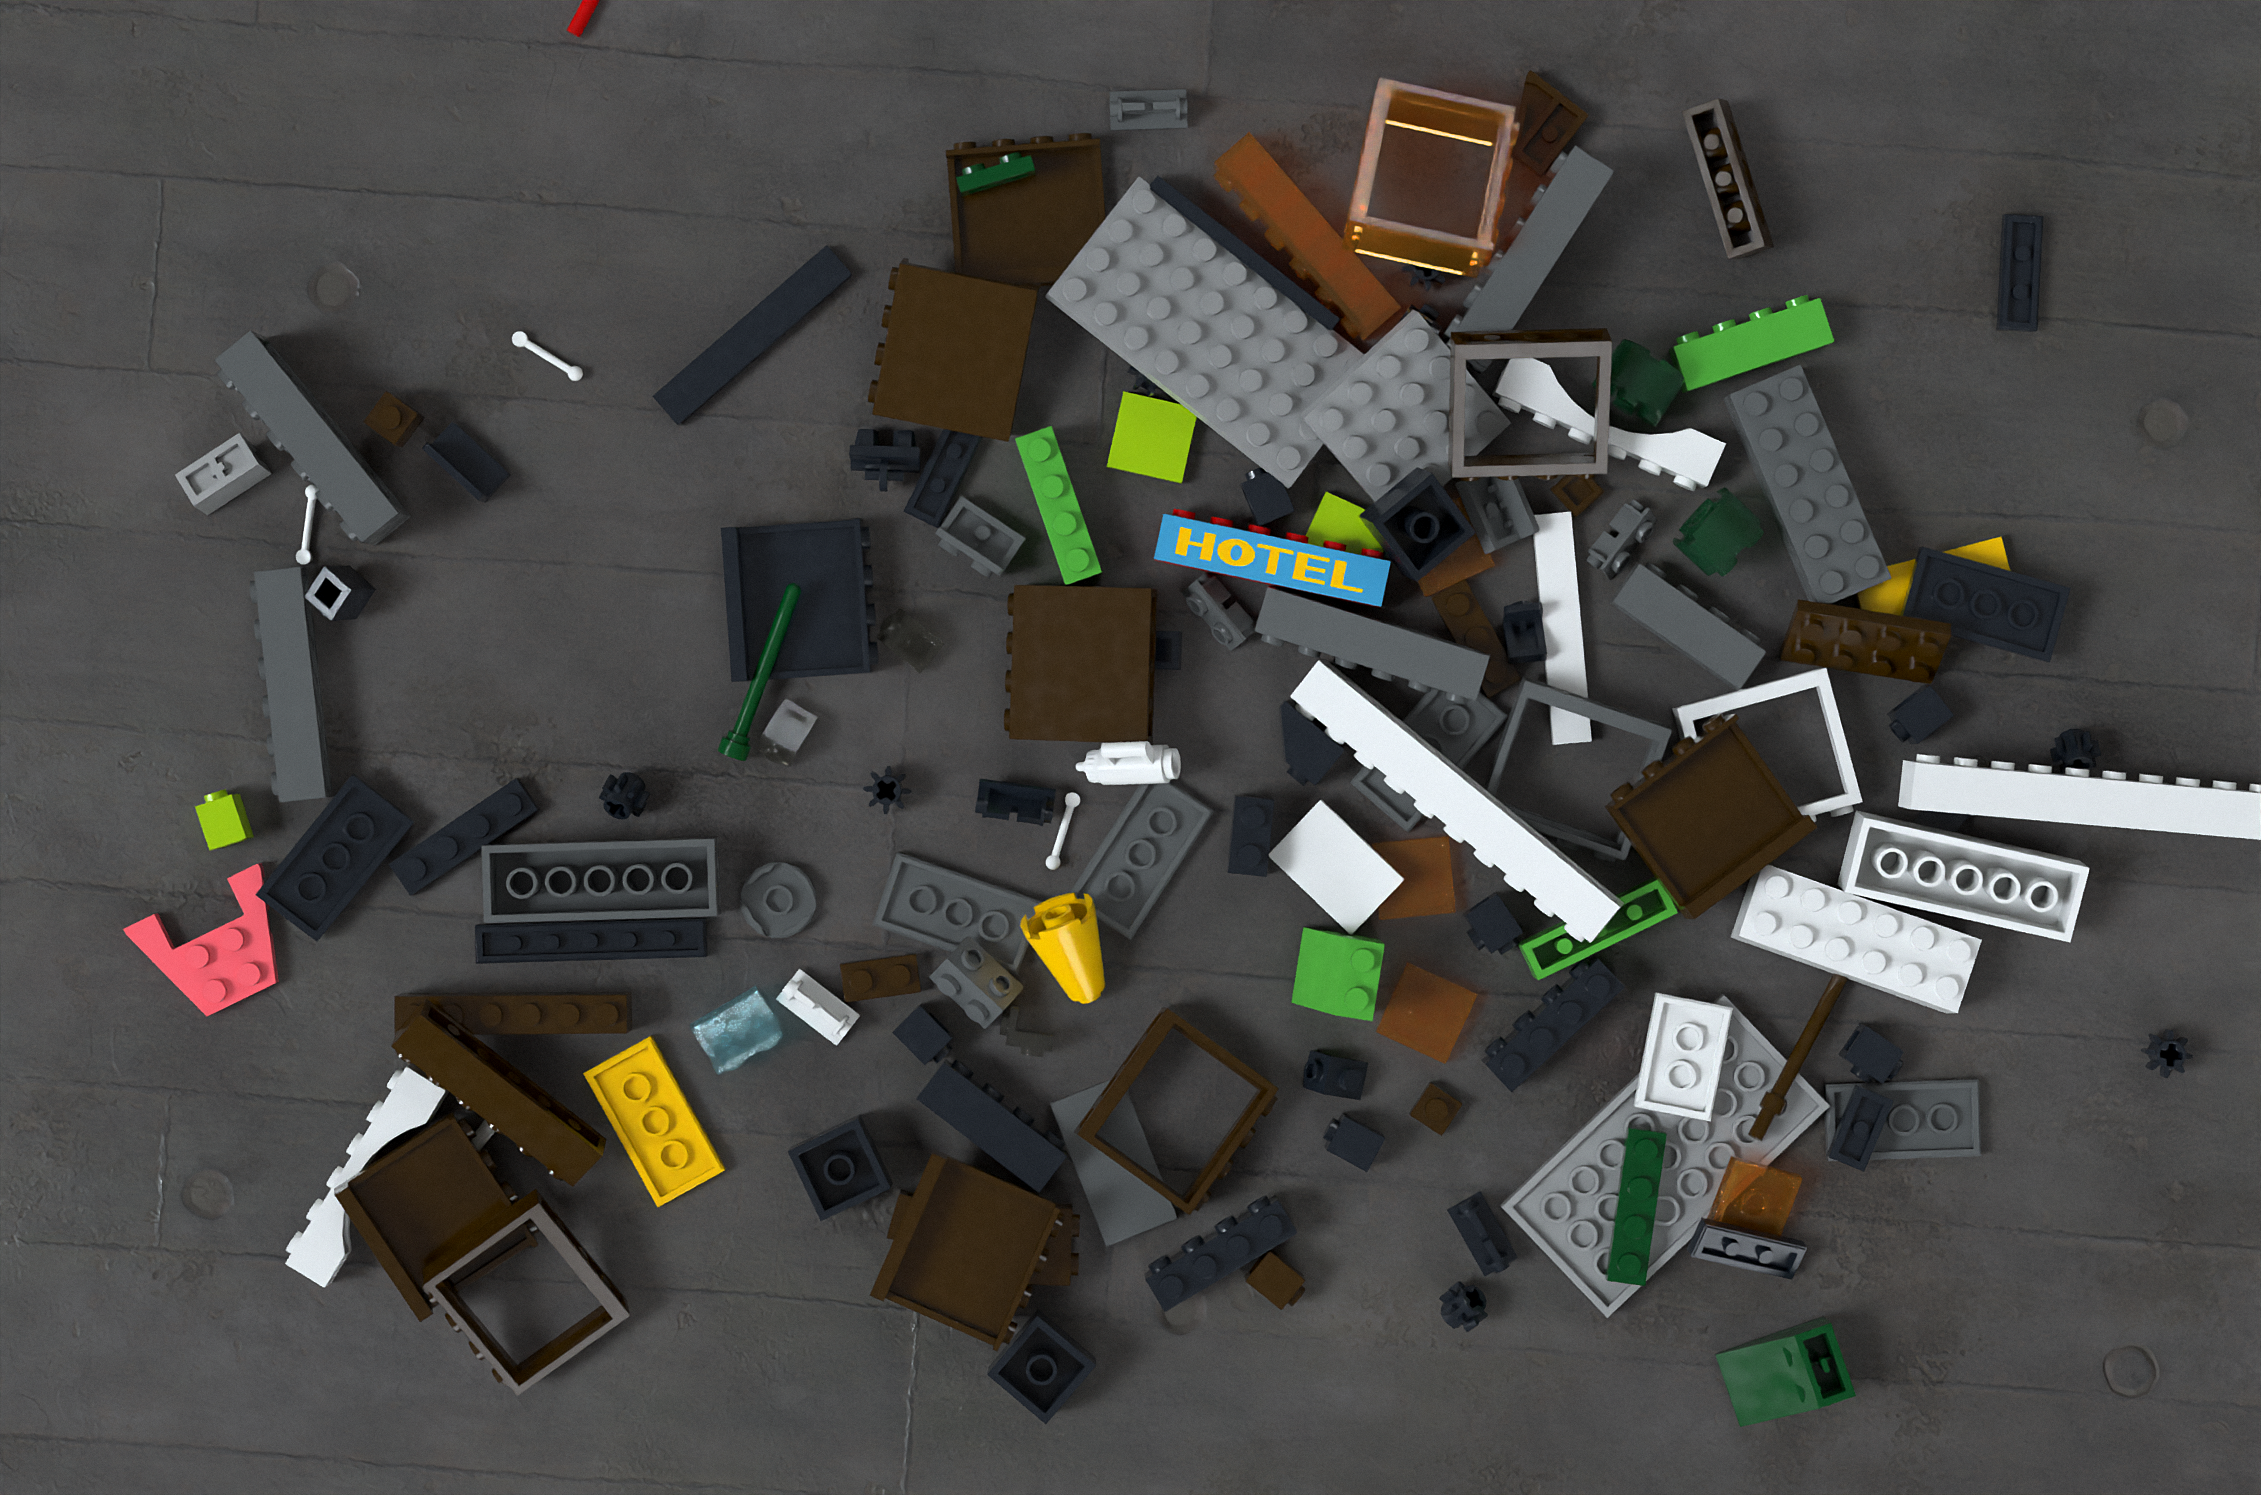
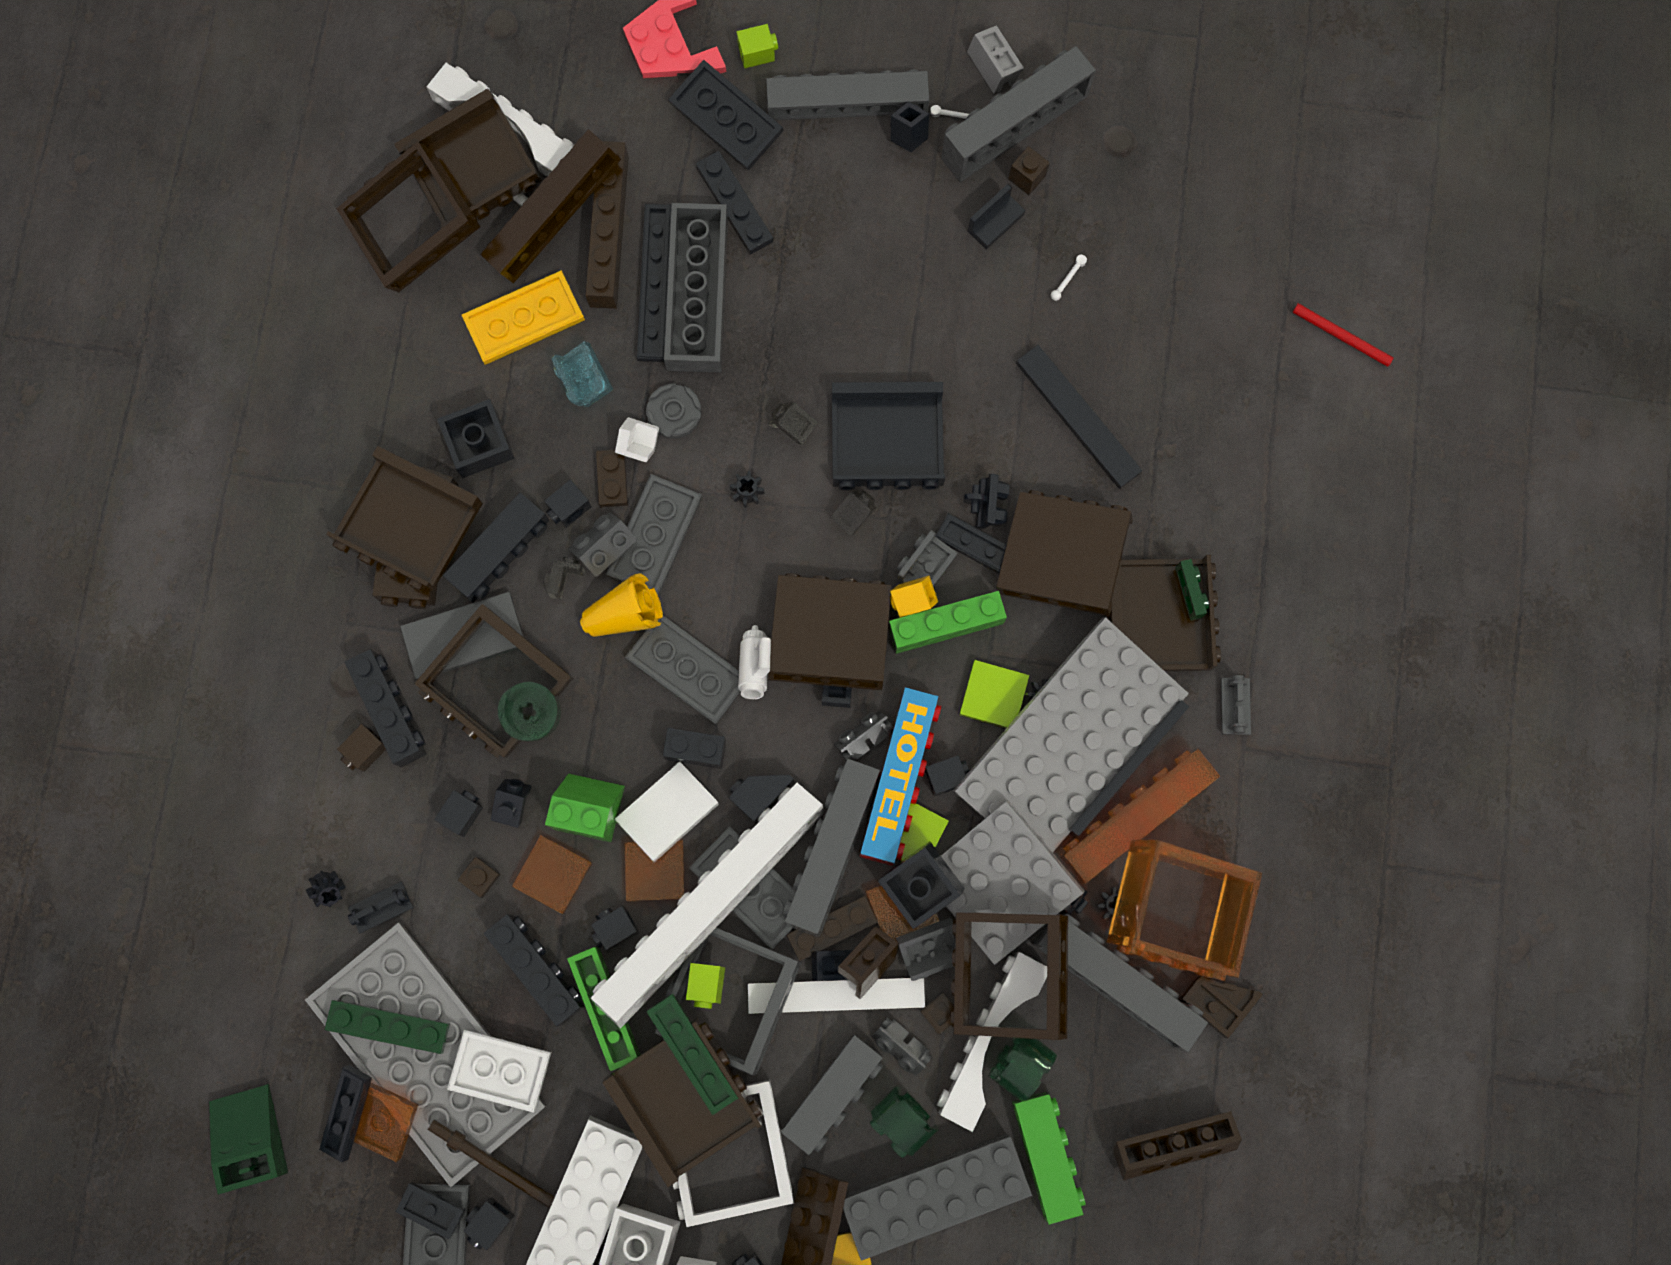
camera: 90 degrees right, 10 degrees down
(624, 795) = (755, 307): black gear -> none
(737, 742) = (788, 387): dark green piece -> none
(818, 1007) = (594, 433): white hinge -> none
(827, 946) = (637, 439): none -> white panel
(1000, 798) = (730, 590): black hinge -> none
(1028, 553) = (913, 596): none -> yellow brick
(1041, 1366) = (315, 572): black brick -> none
(1053, 861) = (730, 621): white hinge -> none
(1233, 1075) = (522, 696): none -> clear green brick
(1517, 587) = (869, 960): none -> dark brown panel
(1562, 798) = (705, 985): none -> lime brick
(1651, 808) = (692, 1054): none -> dark green plate

